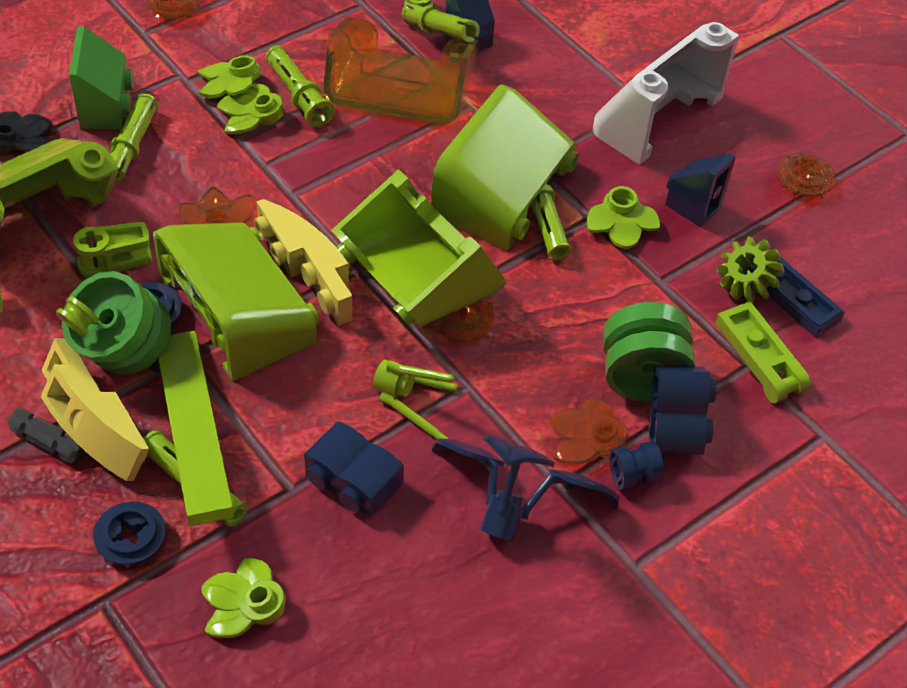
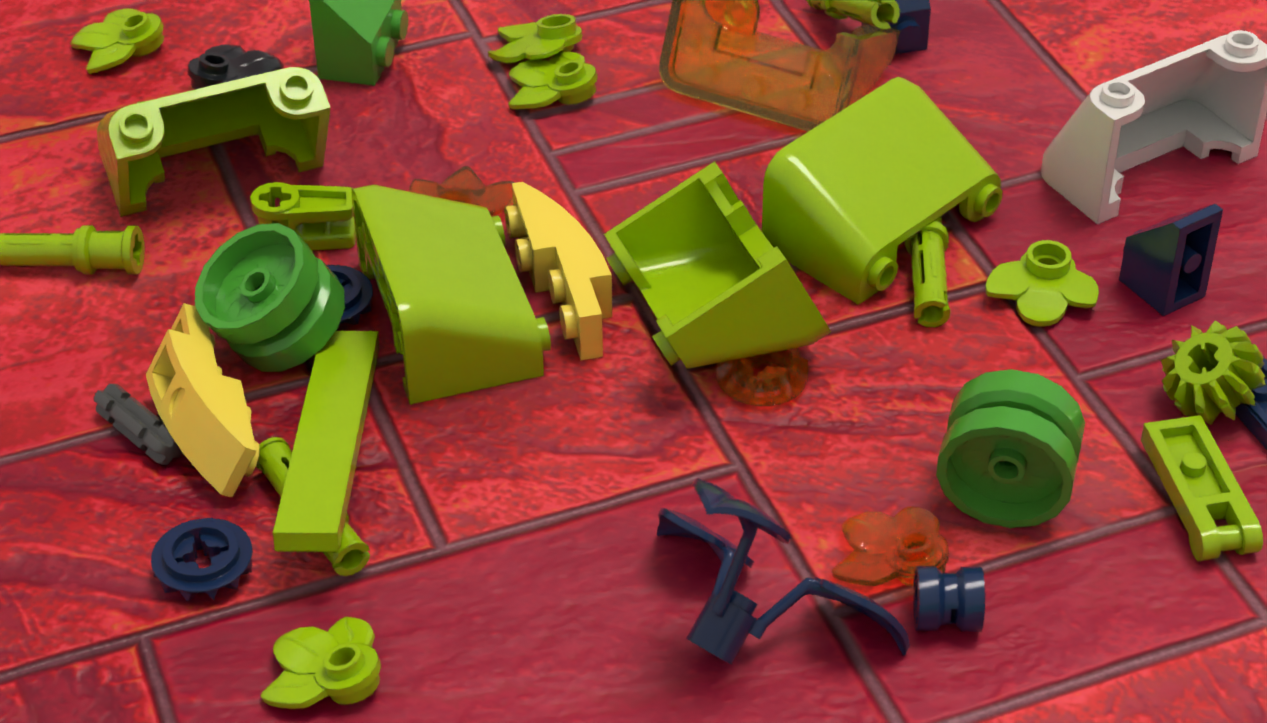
camera: 20 degrees right, 10 degrees down
(77, 316) = (214, 271): lime bush -> none
(126, 145) = (367, 101): lime pin -> none
(282, 64) = (631, 69): lime pin -> none
(353, 468) = (532, 531): dark blue brick -> none
(398, 380) = (633, 434): lime plant -> none
(680, 409) = (1034, 531): dark blue brick -> none

